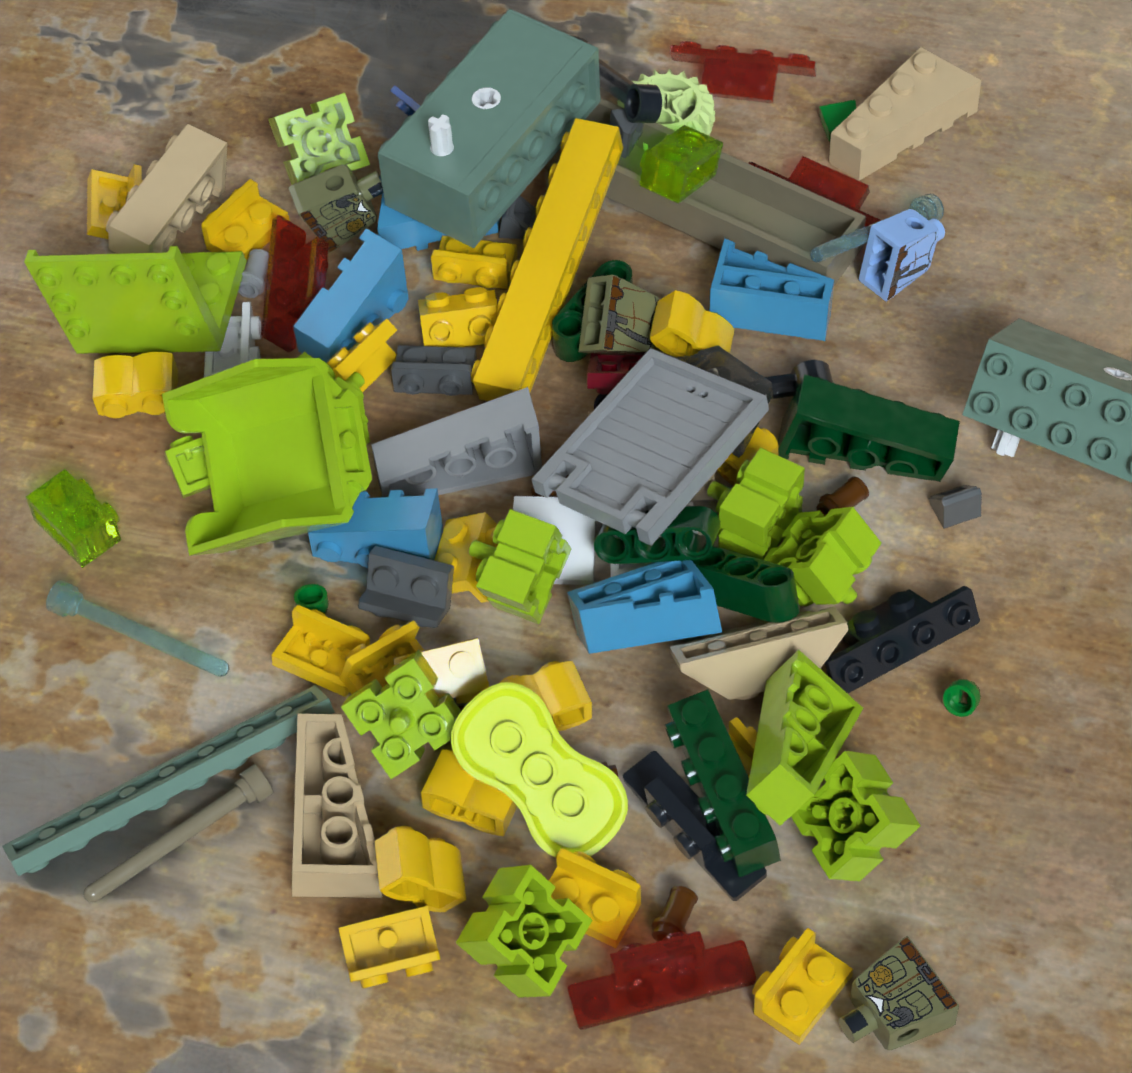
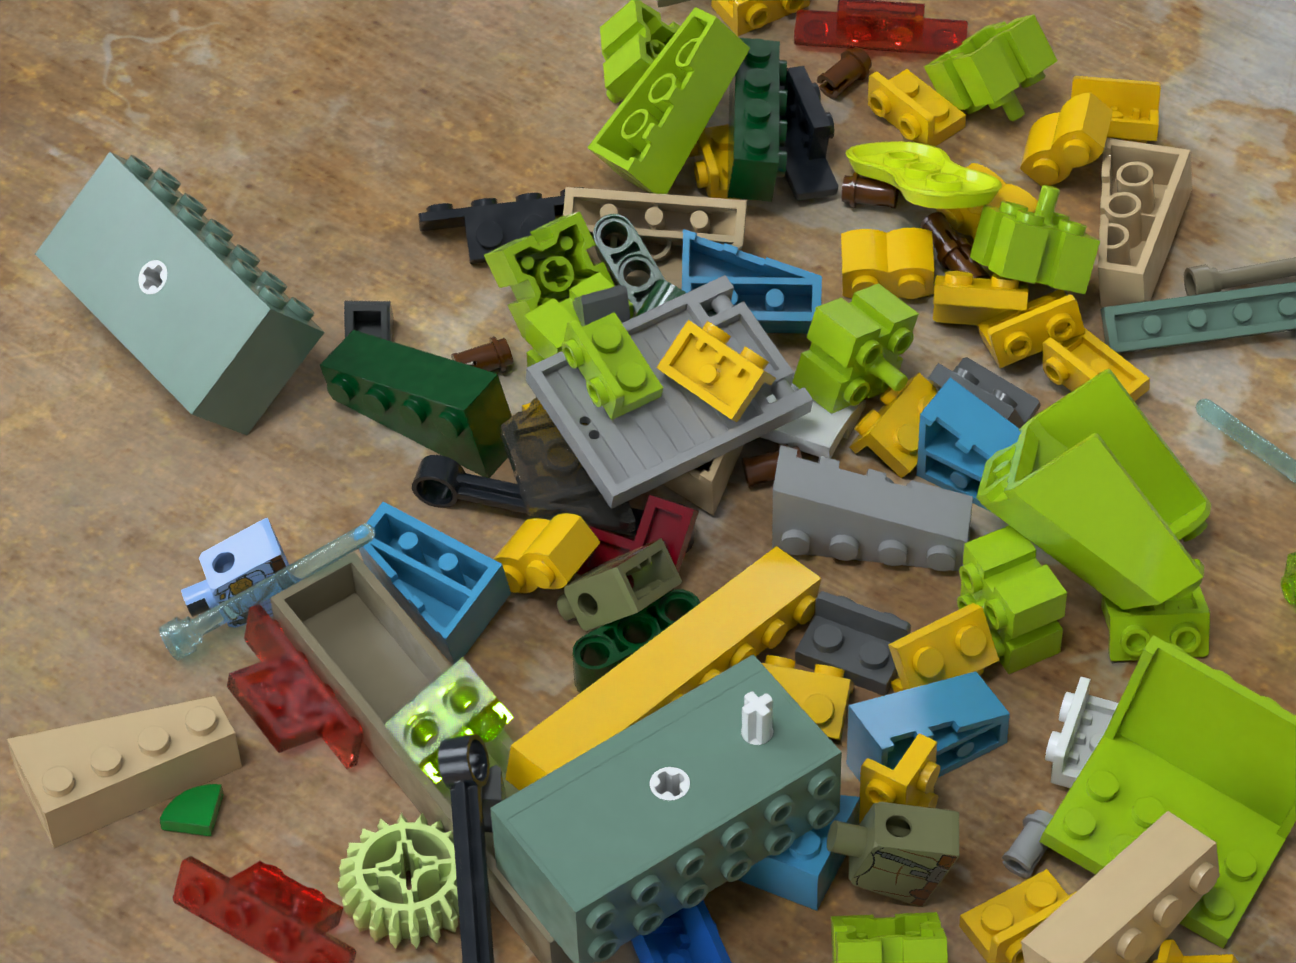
camera: 160 degrees left, 5 degrees down
(292, 282) = (988, 804): clear red bracket -> none
(344, 239) = (907, 784): none -> yellow bracket
(611, 451) = (714, 370): none -> yellow bracket
(700, 413) = (611, 364): none -> lime bracket
(741, 482) = (602, 303): none -> dark grey slope
(954, 694) = (480, 159): green hinge -> none

